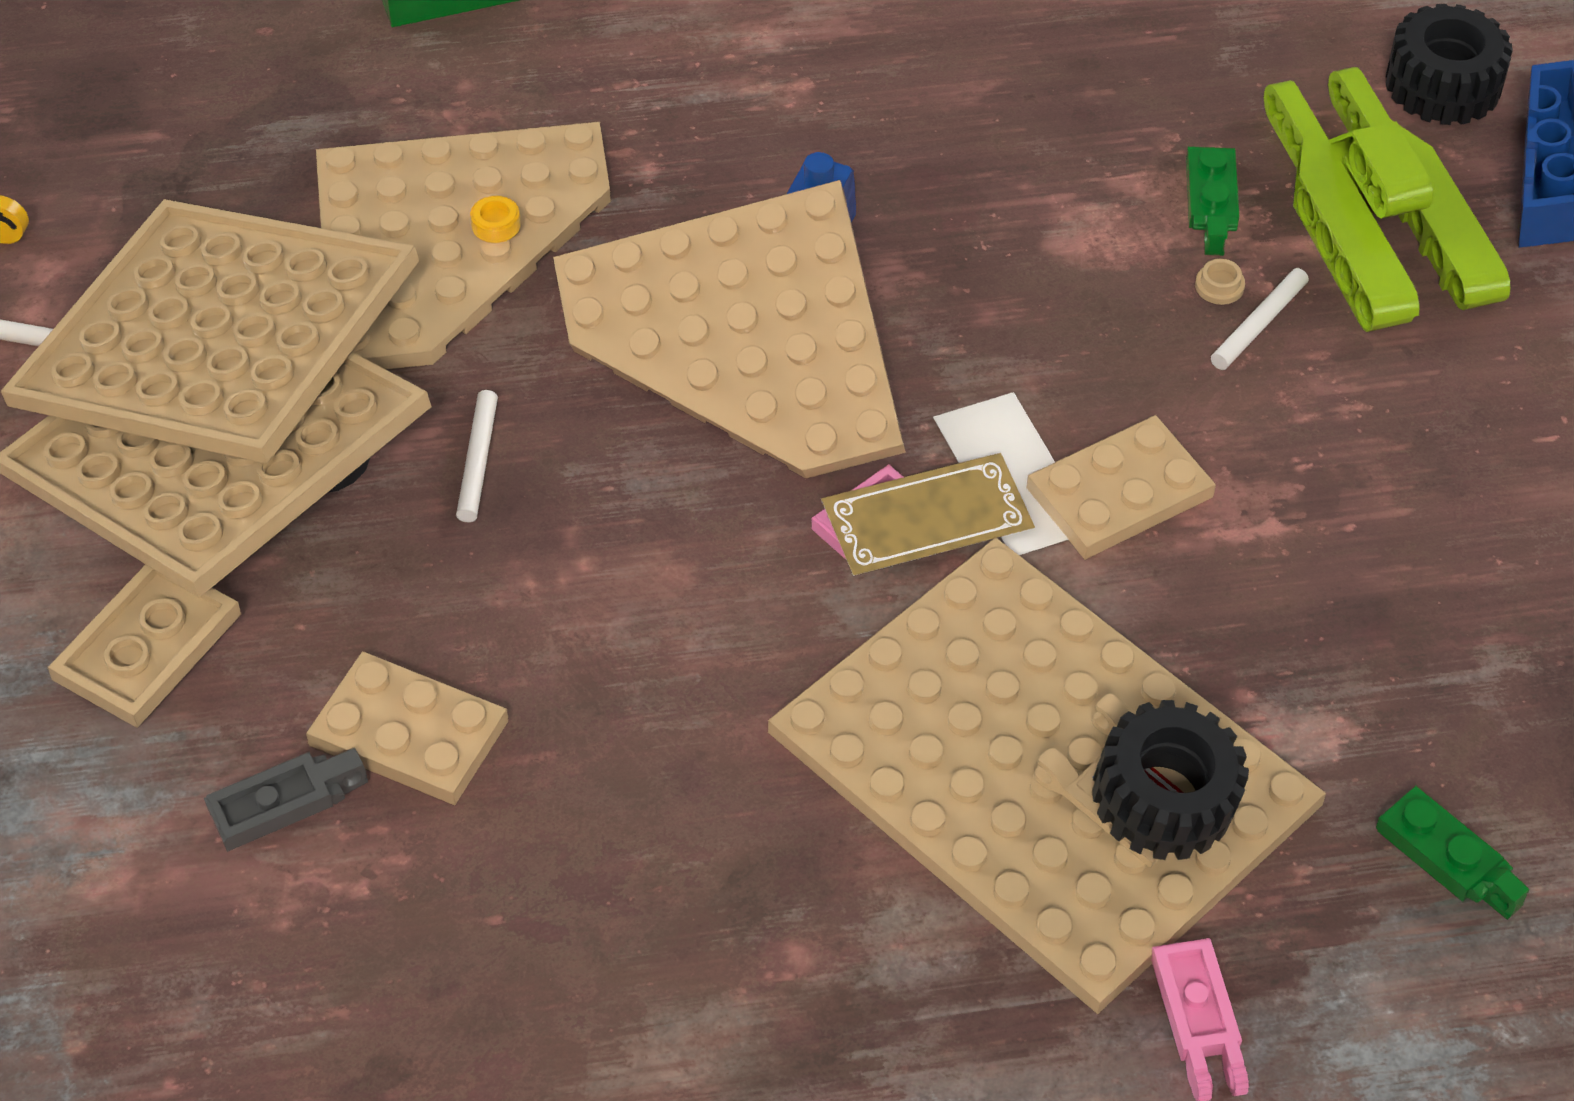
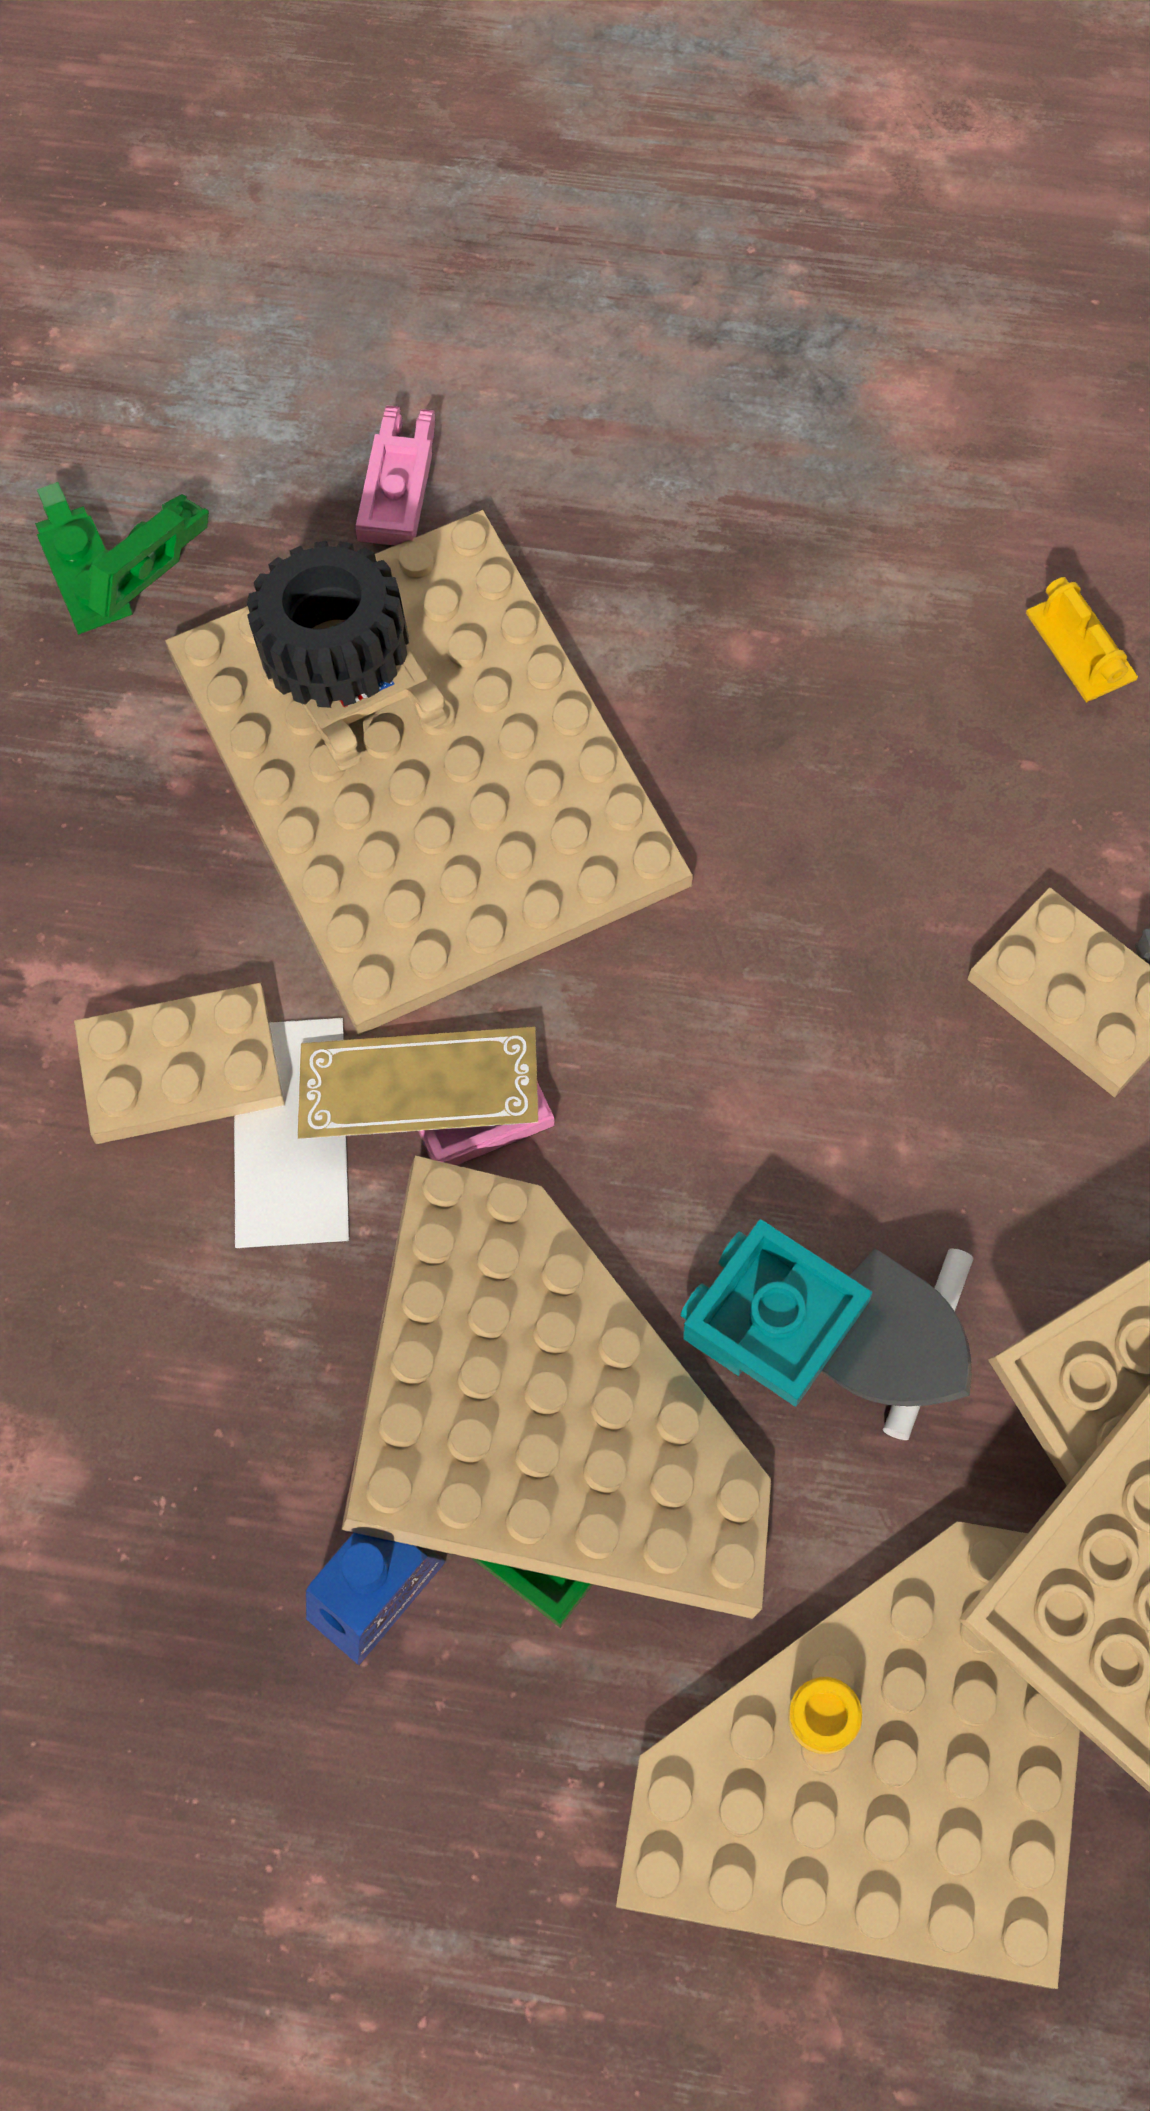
camera: 160 degrees left, 15 degrees up
(466, 1036) = (1080, 641): none -> yellow hinge
(508, 421) = (904, 1343): none -> dark grey shield
(598, 423) = (773, 1311): none -> teal plate
(1388, 860) = (144, 555): none -> green hinge

